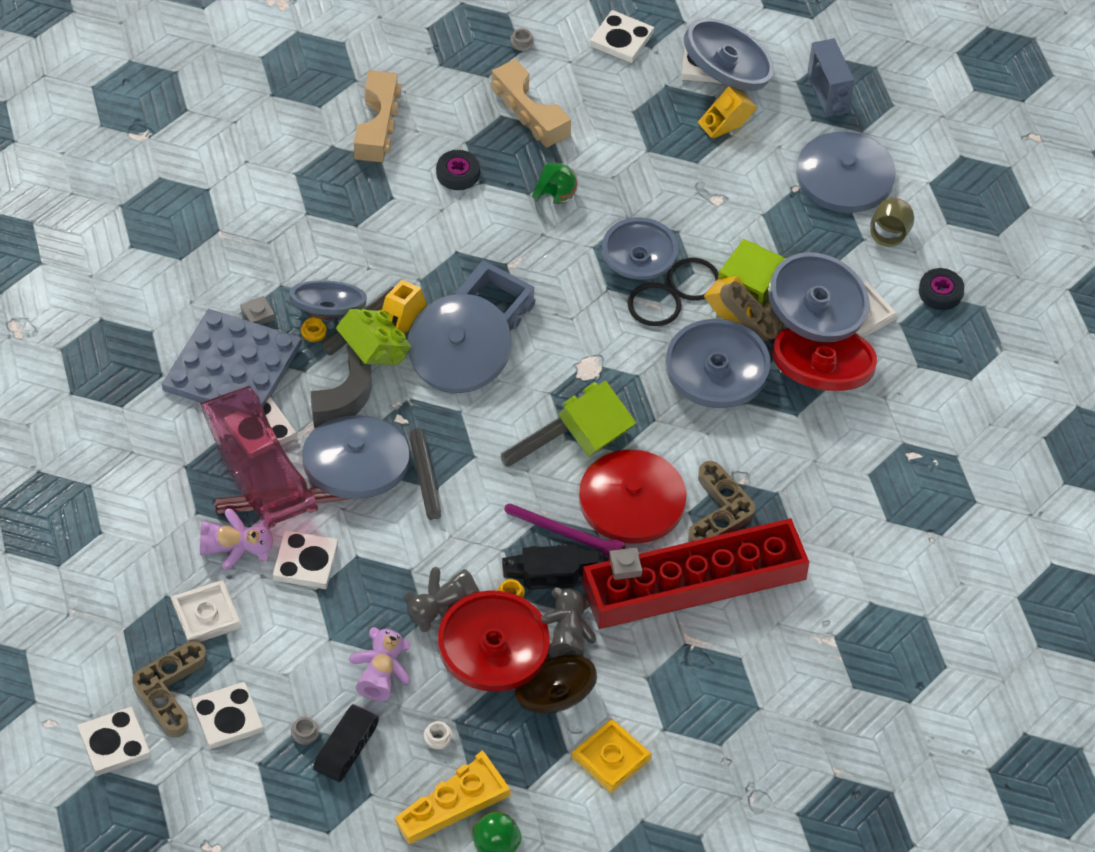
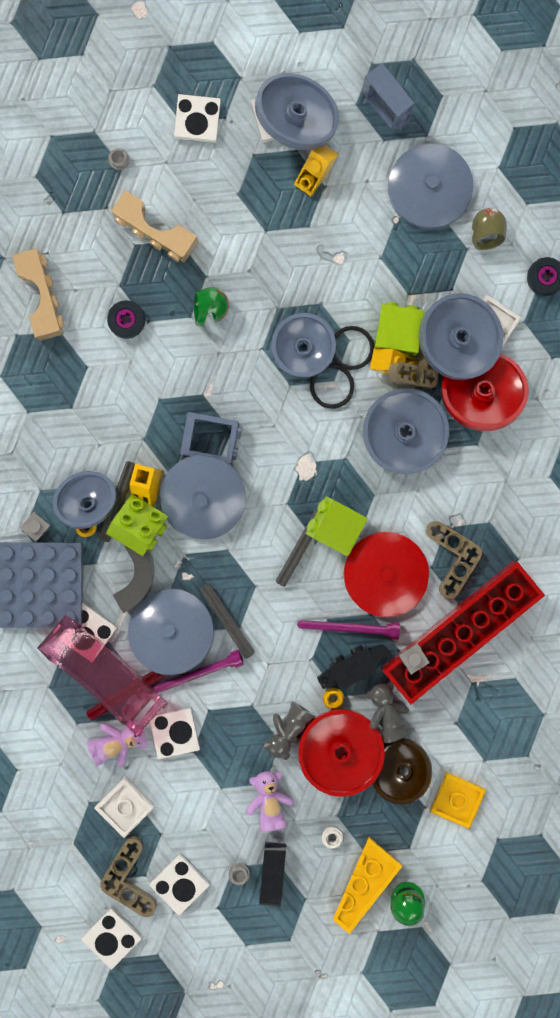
camera: 20 degrees left, 35 degrees up
(412, 511) = (233, 660): none -> magenta piece

